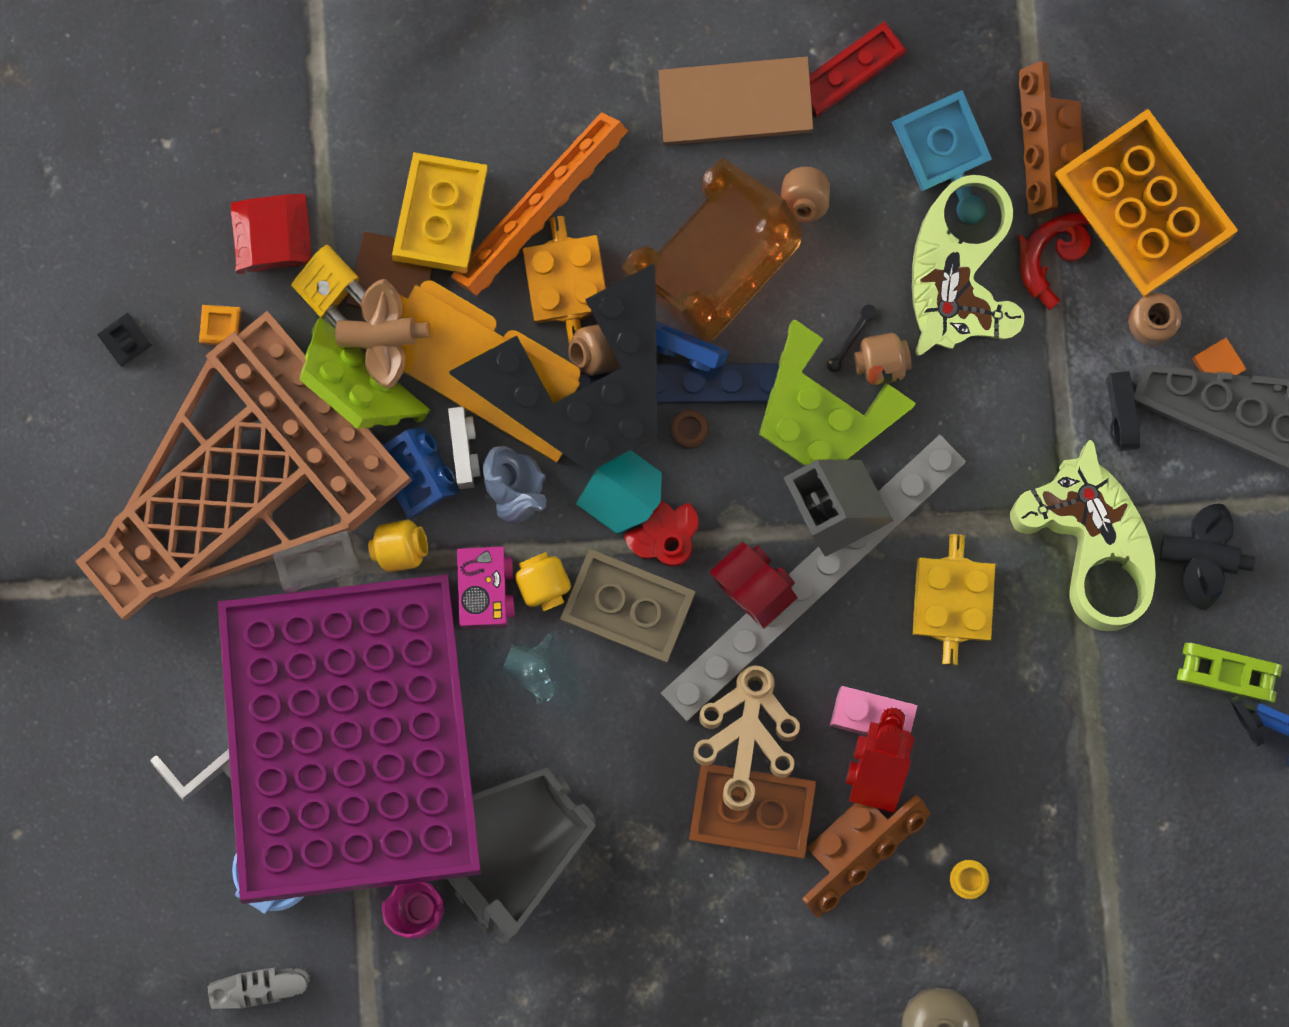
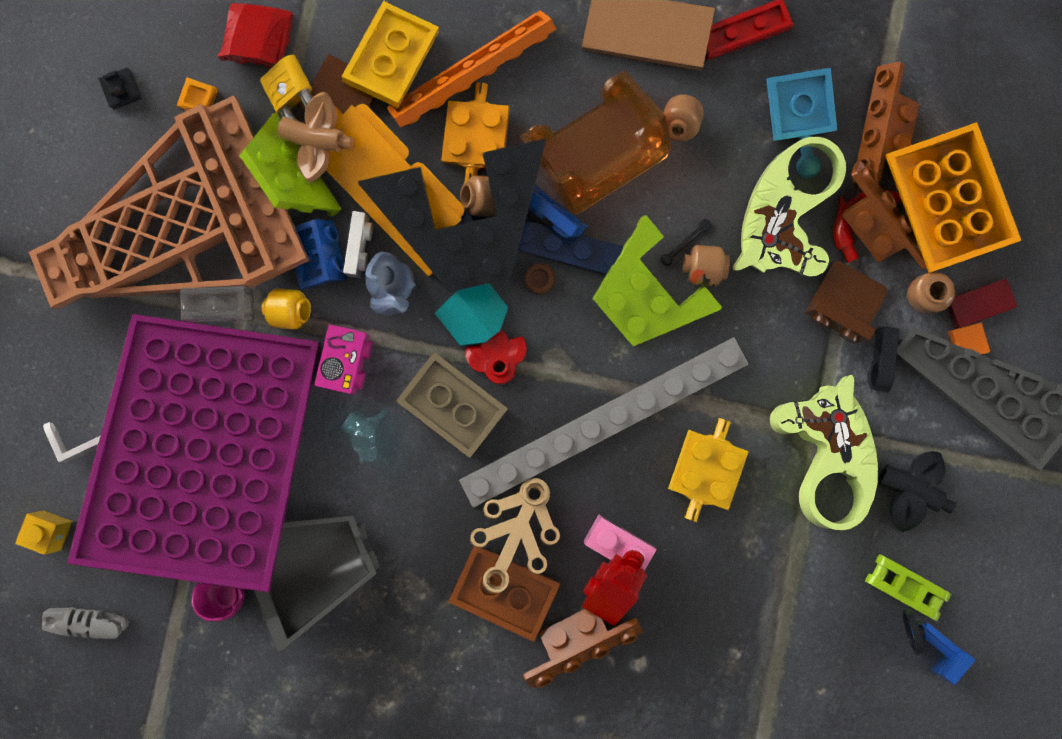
camera: 15 degrees right, 5 degrees up
(182, 890) = (43, 532): none -> yellow brick
(542, 581) = (390, 368): yellow head -> none
(754, 584) = (554, 415): dark red brick -> none
(837, 502) = (638, 370): dark grey slope -> none
(969, 879) = (658, 692): yellow plate -> none
(1061, 357) = (847, 303): none -> reddish brown bracket
(1069, 250) = (878, 219): none -> dark orange bracket
(1220, 315) = (982, 303): none -> dark red tile

